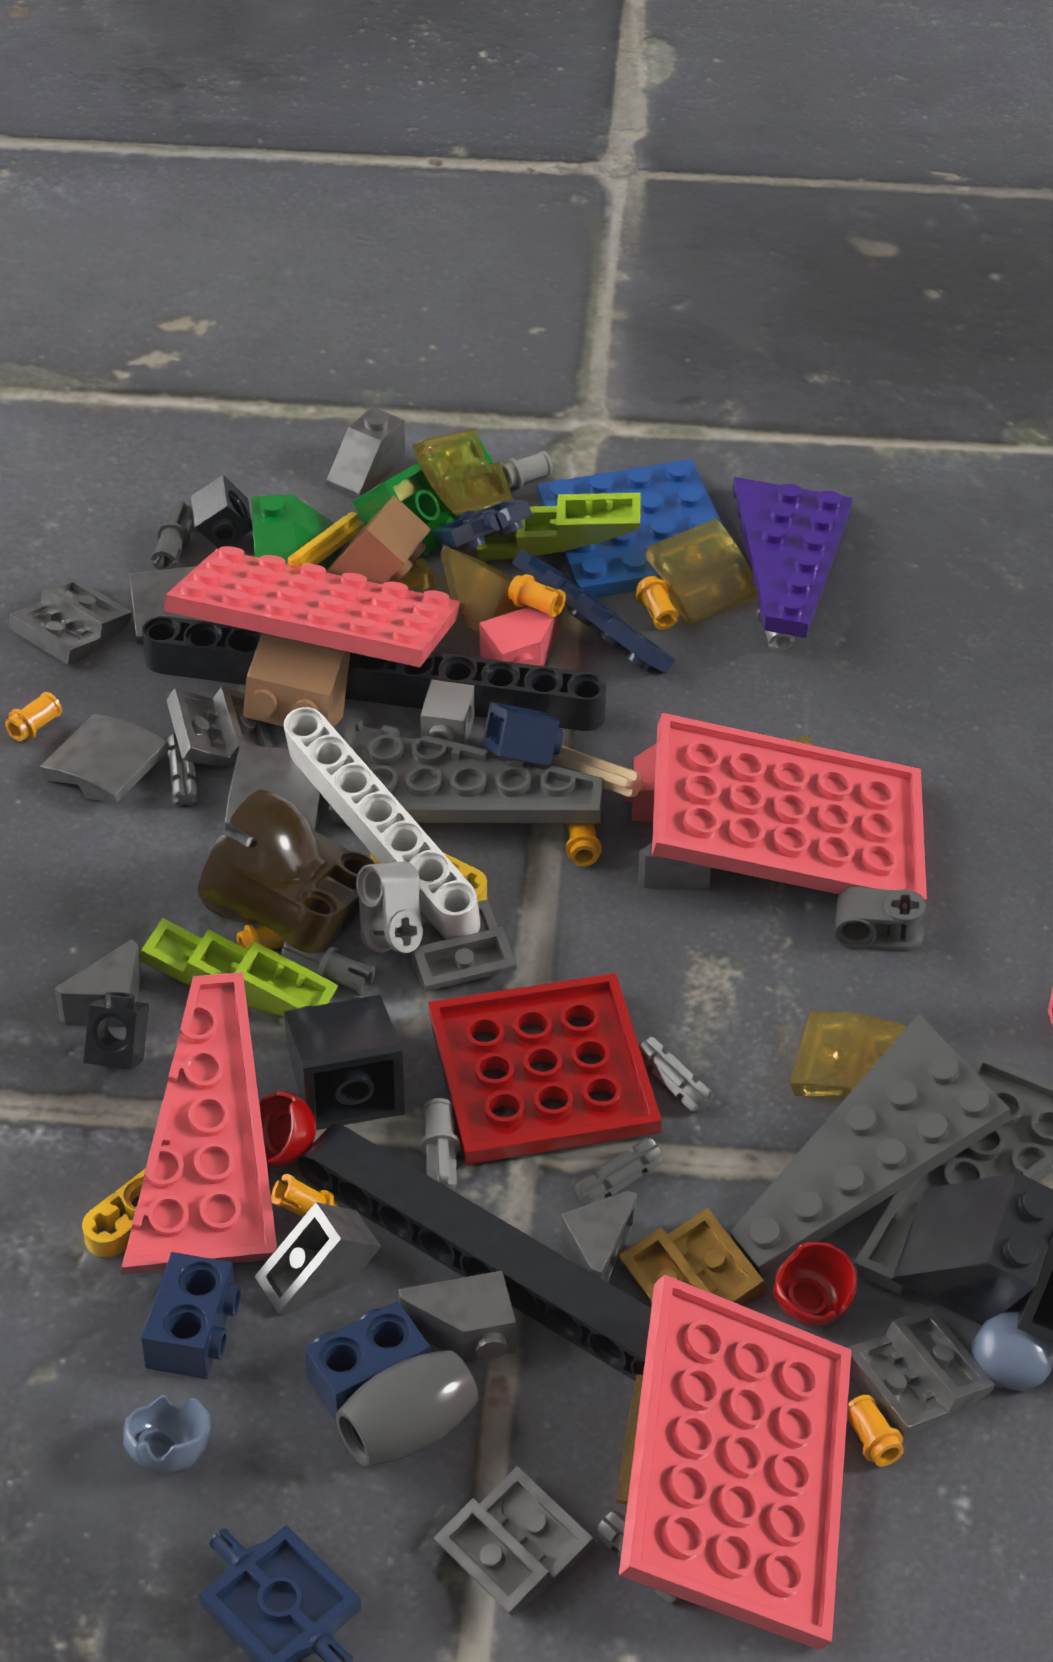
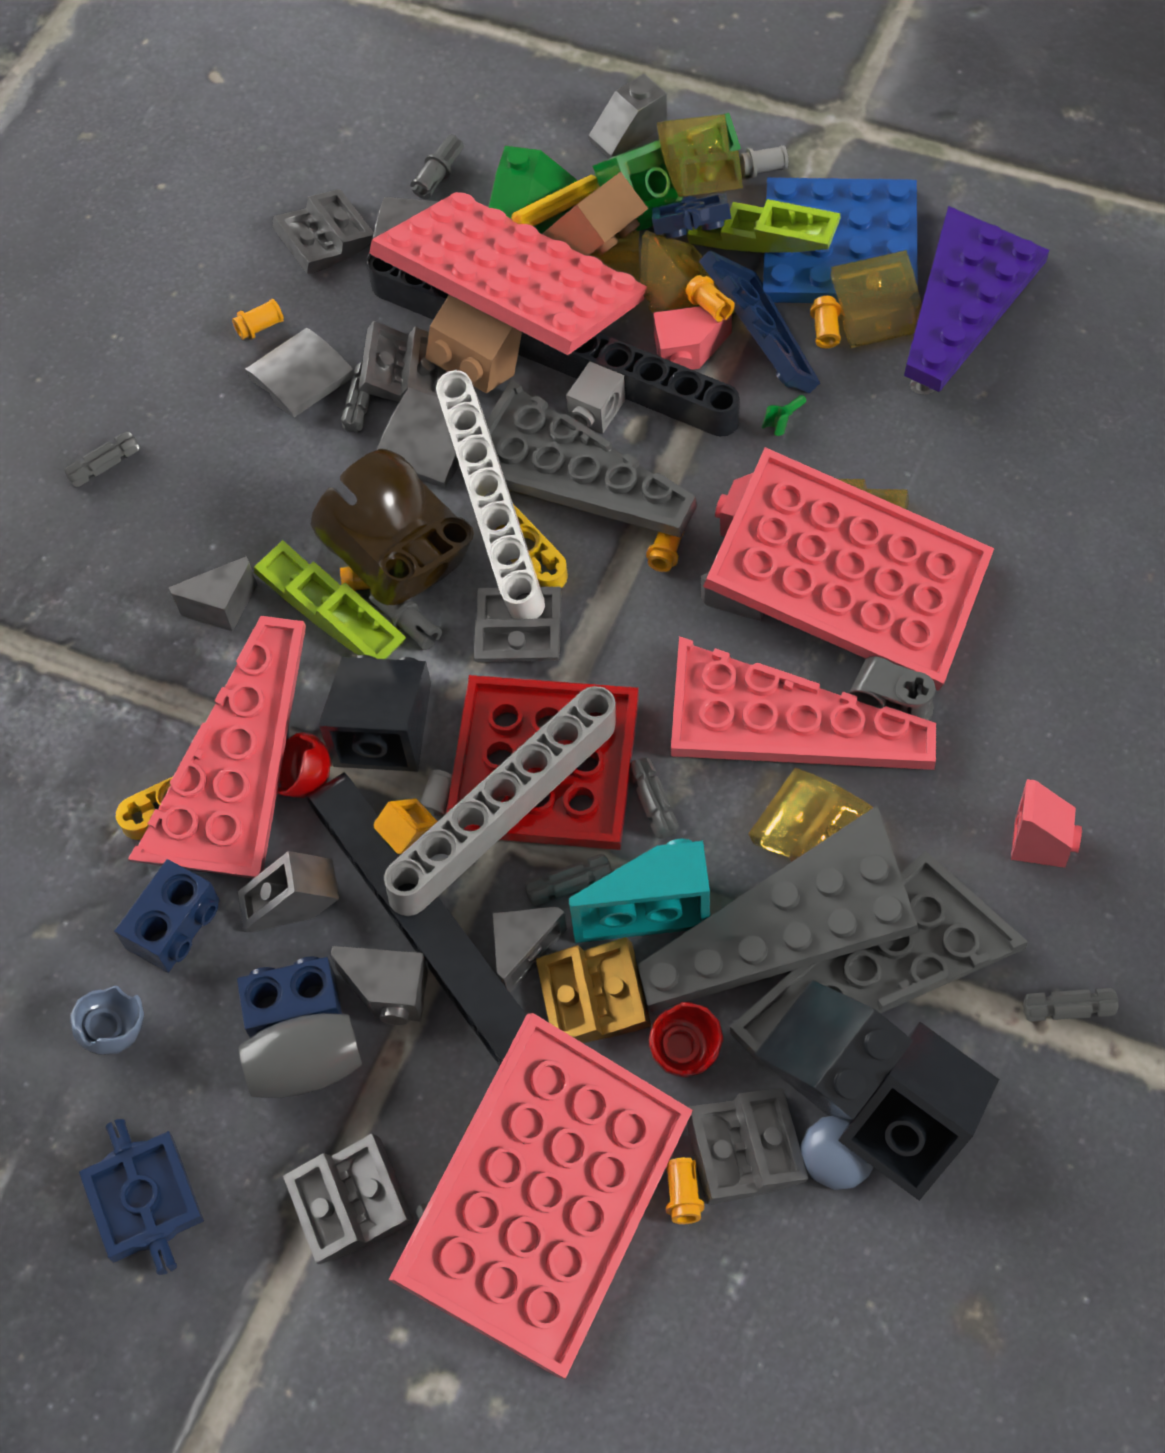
camera: 25 degrees right, 15 degrees up
(102, 1046) = (204, 640): black brick -> none
(221, 512) = (479, 152): black brick -> none
(298, 1196) = (295, 836): light orange pin -> none
(389, 902) = (464, 579): light grey piece -> none
(427, 1154) = (403, 823): none -> light orange slope
(522, 733) = (644, 434): dark blue brick -> none
(524, 1105) = (499, 817): none -> light grey beam
(615, 777) = (699, 485): tan axle -> none
(648, 697) = (778, 416): none -> green hand
(720, 1157) = (647, 896): none -> teal slope
(775, 969) = (778, 717): none -> coral wing

